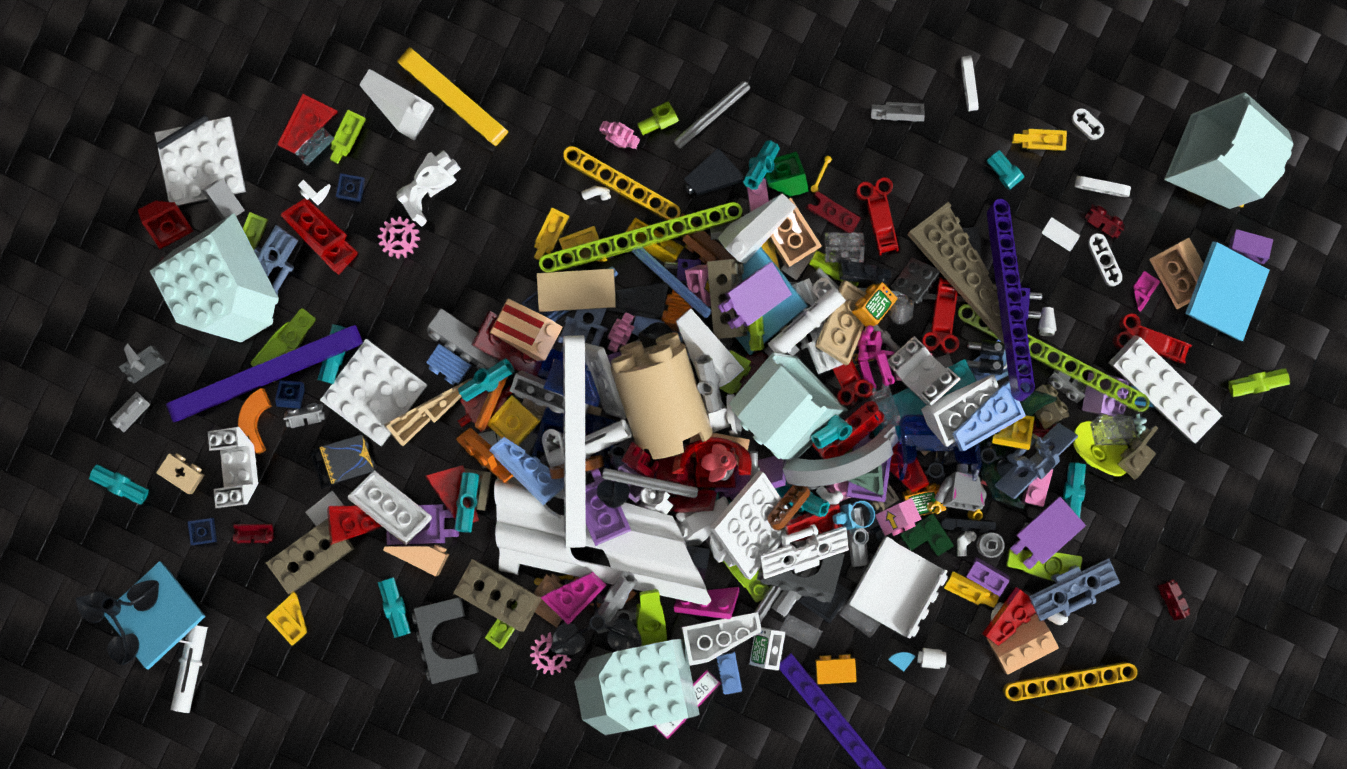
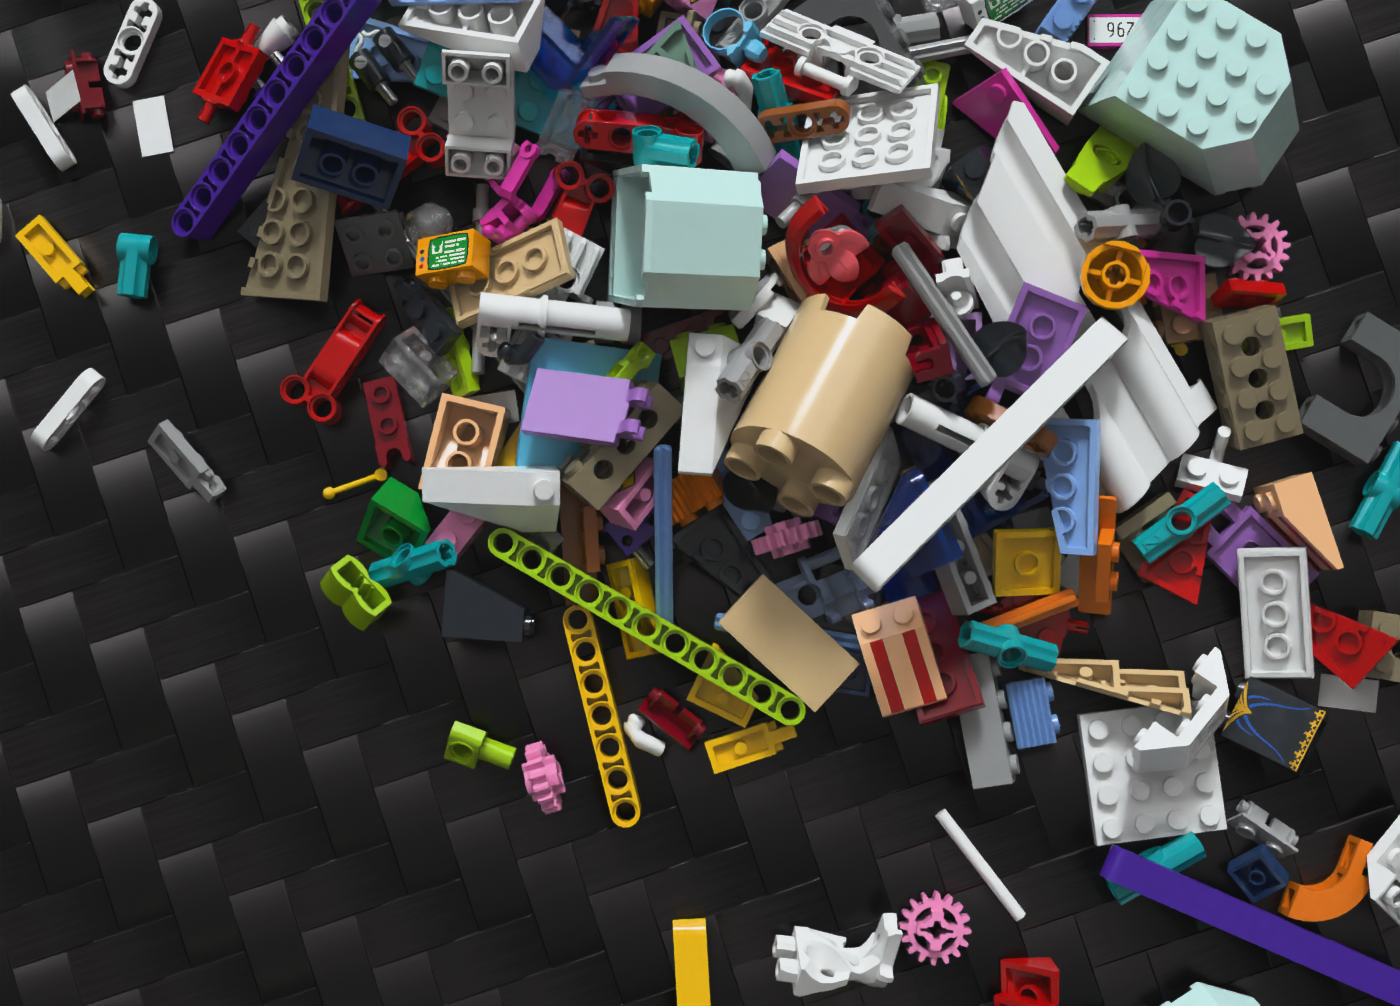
camera: 135 degrees left, 0 degrees up
(286, 338) = (1192, 944): lime piece -> none
(376, 436) = (1160, 749): none -> white slope
(405, 282) = (980, 865): none -> white bar
(467, 541) = (1199, 472): none -> white plate
(533, 629) = (1246, 293): none -> red plate
(588, 212) = (678, 724): none -> dark red hinge
(597, 567) = (1114, 275): none -> light orange cylinder
(712, 114) = (409, 688): light grey axle -> none
(773, 130) = (352, 589): none -> lime brick
(804, 293) = (520, 353): none -> black arm
(955, 301) = (351, 157): none -> dark blue slope
(1048, 287) = (230, 74): none -> red plate
(1108, 207) = (63, 96): none -> white sticker

